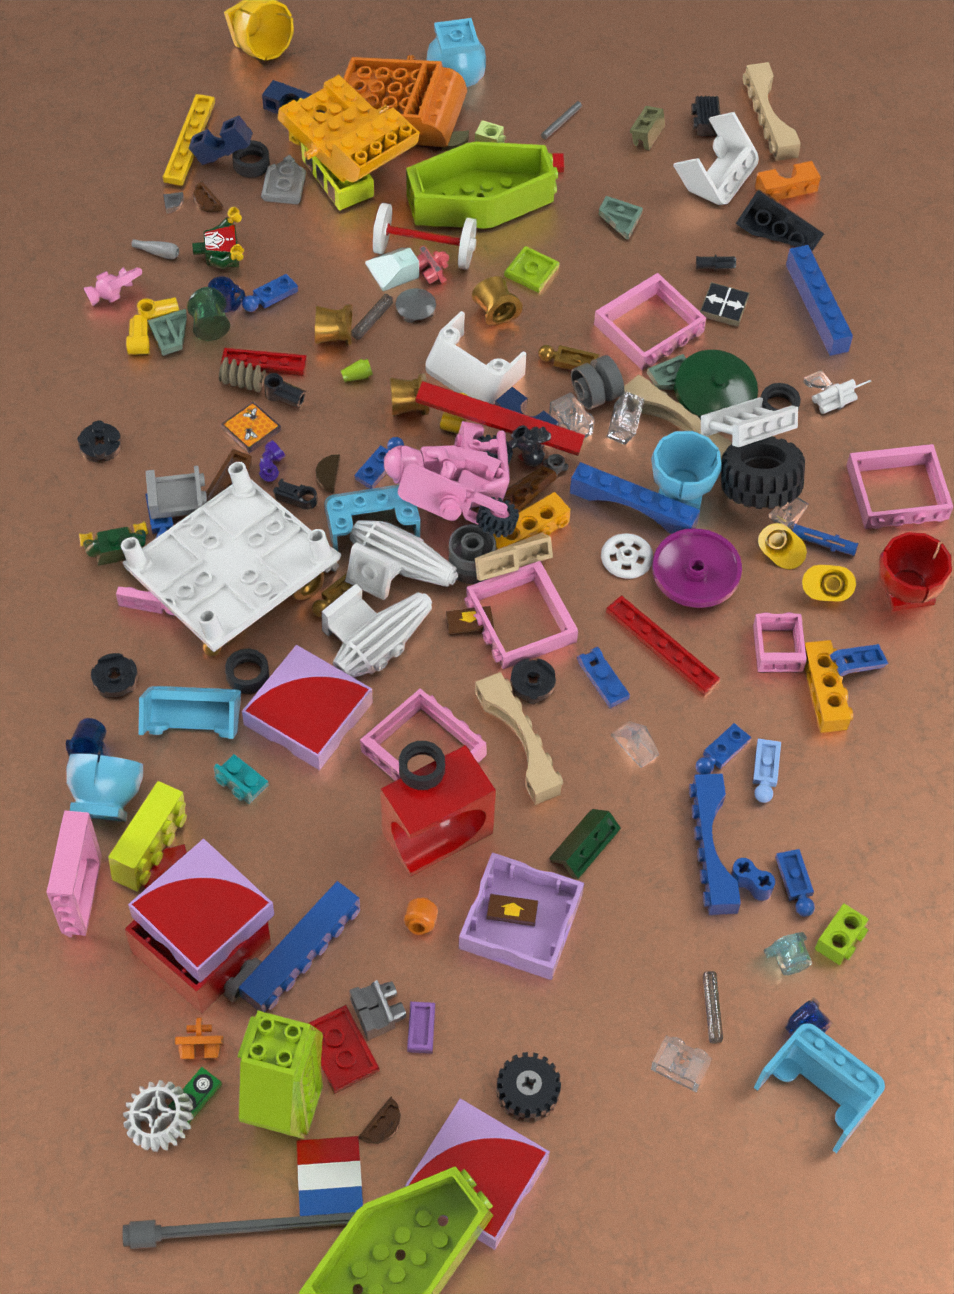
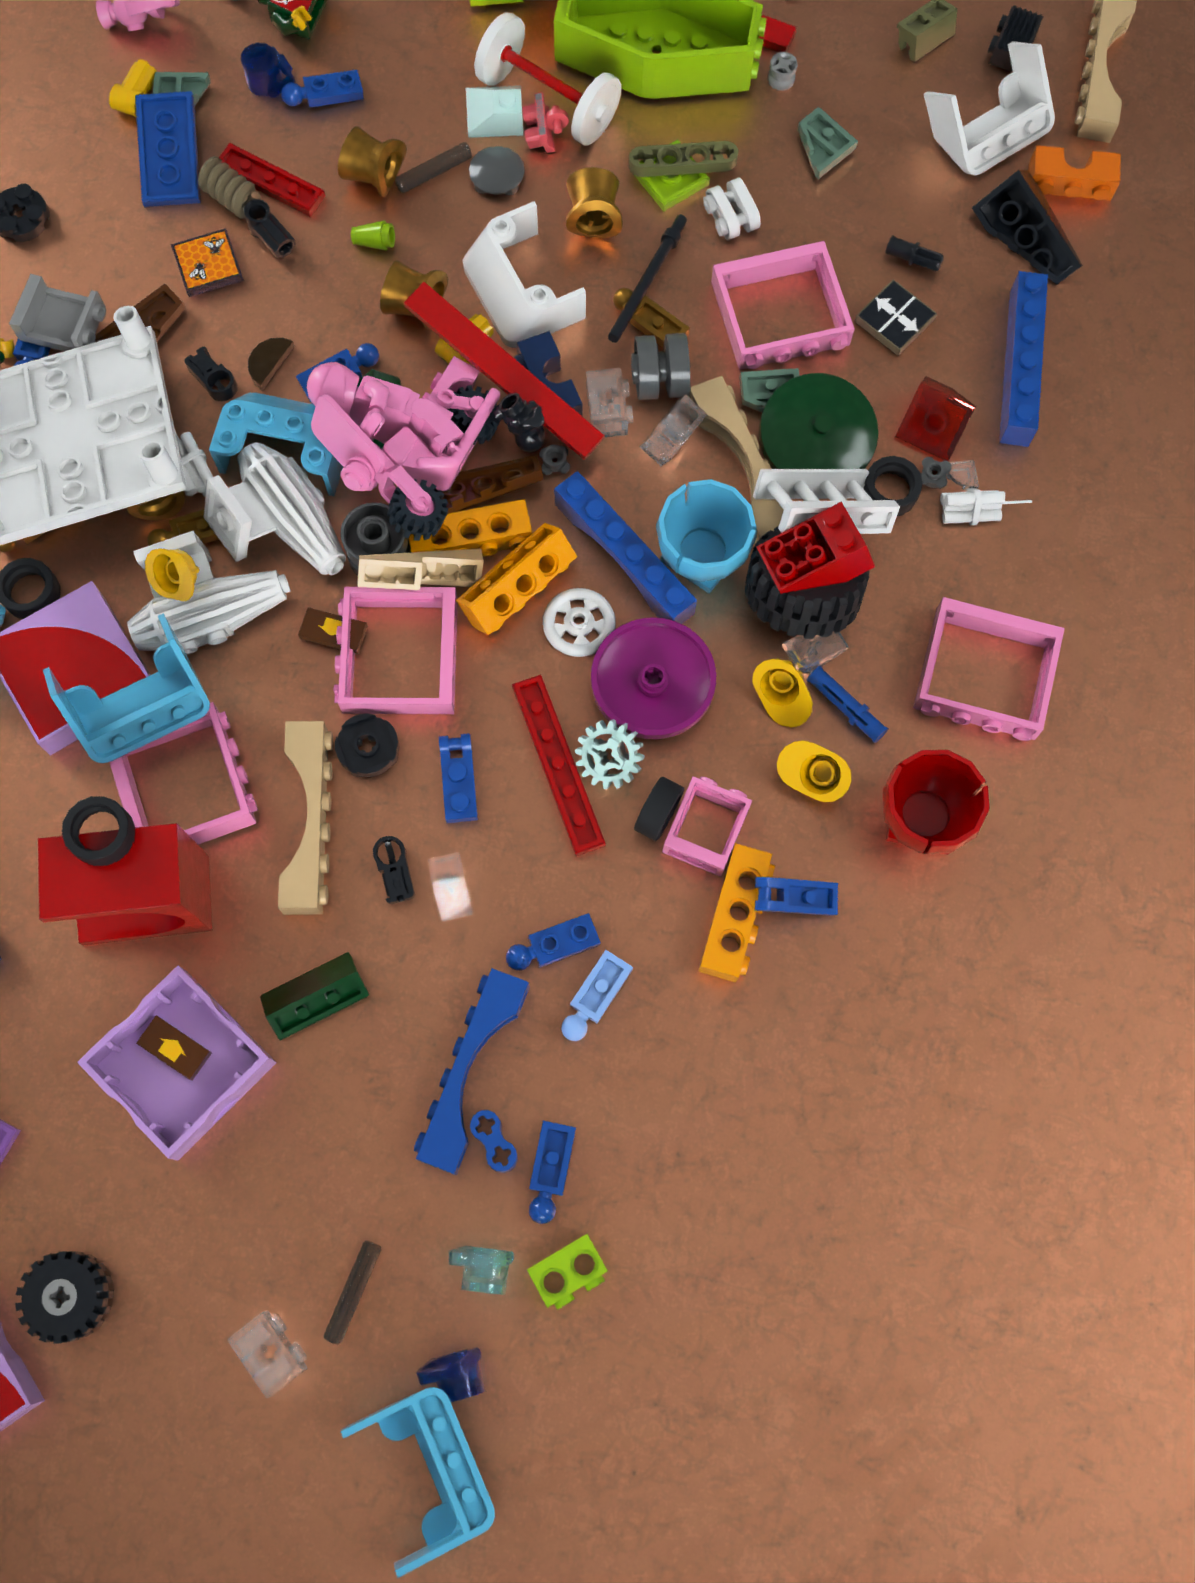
camera: 25 degrees right, 15 degrees up
(154, 309) = (173, 60): yellow piece -> none
(185, 365) = (167, 149): none -> blue tile
(208, 312) = (226, 89): clear green hat -> none
(272, 453) = (195, 324): dark purple arm -> none
(358, 614) = (171, 573): none -> yellow piece
(383, 704) = (137, 712): none -> medium azure windscreen
(420, 916) = (58, 1007): orange head -> none
(537, 255) = (682, 153): none -> olive beam
(555, 308) = (668, 241): none -> black bar
(569, 182) = (782, 71): none -> light grey wheel
(575, 542) = (523, 562): none -> light orange brick
(585, 274) = (726, 220): none -> white brick
(597, 750) = (396, 874): none -> black piece
(695, 612) = (598, 749): none -> light aqua gear
(745, 641) = (659, 808): none -> black tyre
(767, 447) = (817, 552): none -> red slope
(785, 354) = (935, 419): none -> clear red slope
(803, 390) = (938, 480): none -> dark grey plate

